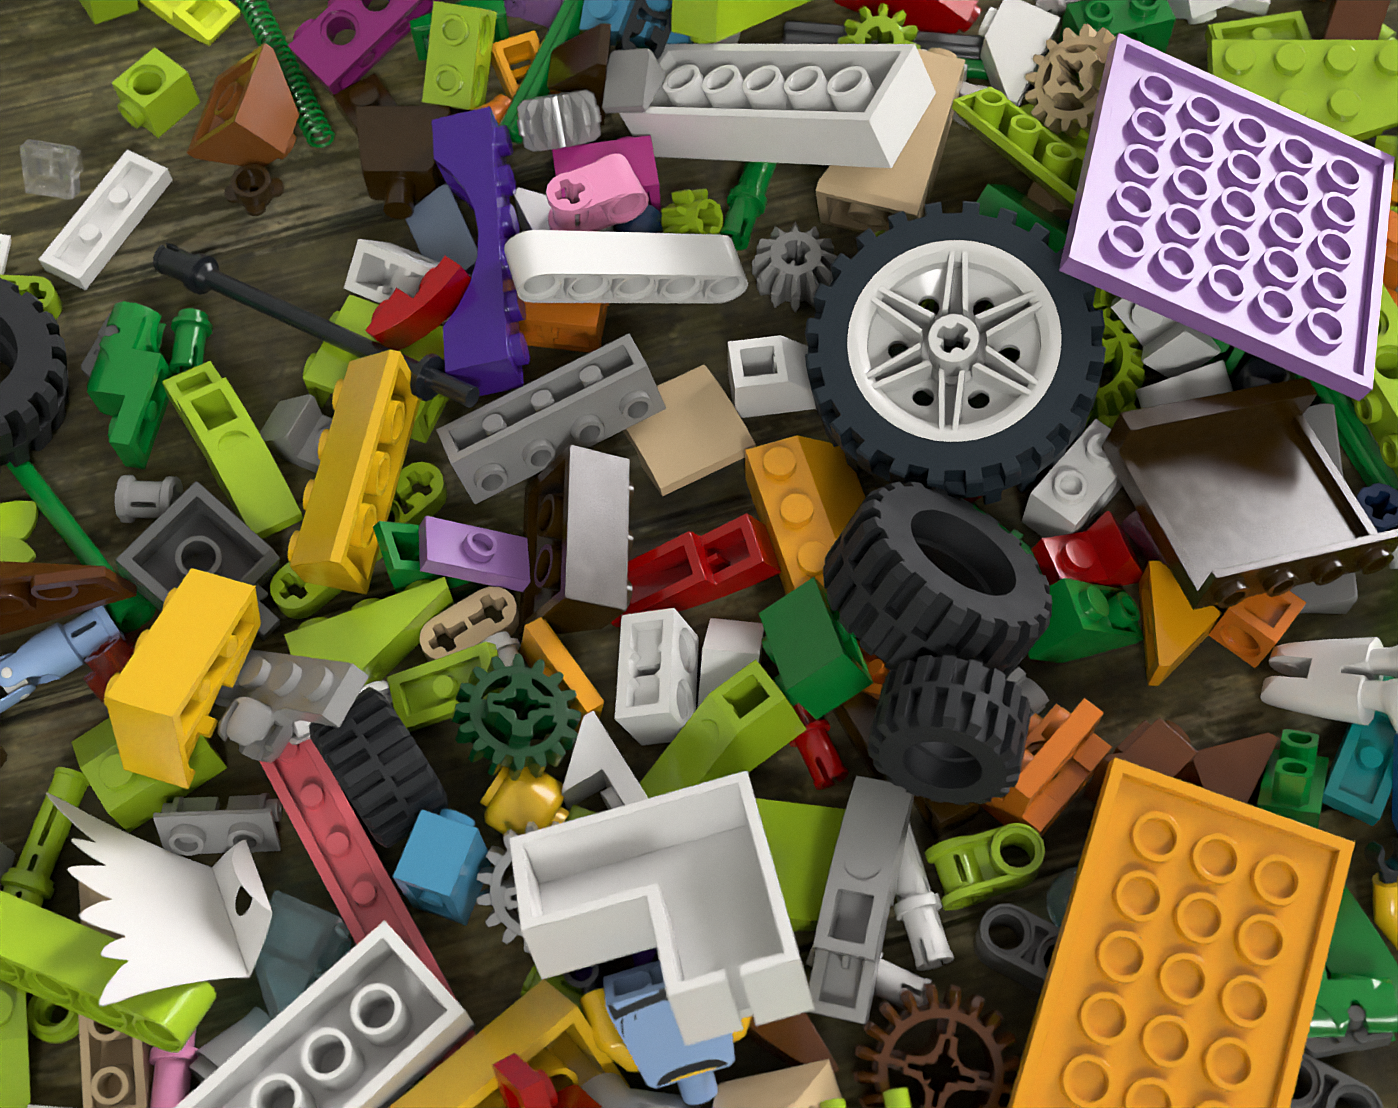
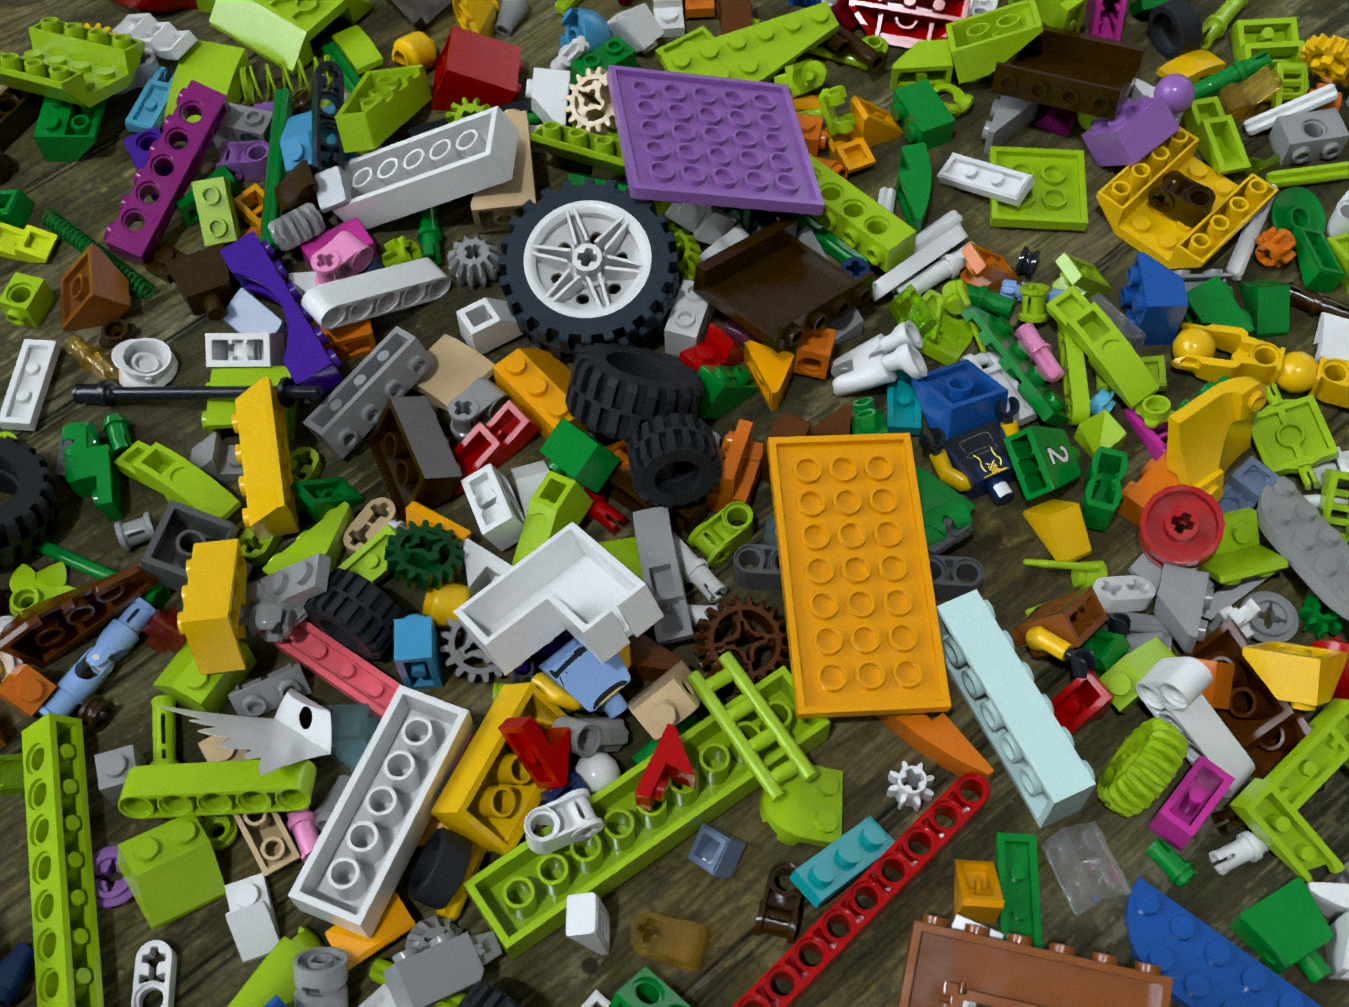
camera: 25 degrees left, 5 degrees down
(203, 212) = (90, 358): none -> clear yellow axle
(269, 247) = (144, 362): none -> white piece
(408, 319) = (262, 362): red slope -> none
(473, 554) = (355, 483): medium lavender plate -> none
(700, 500) = (475, 404): none -> light grey piece

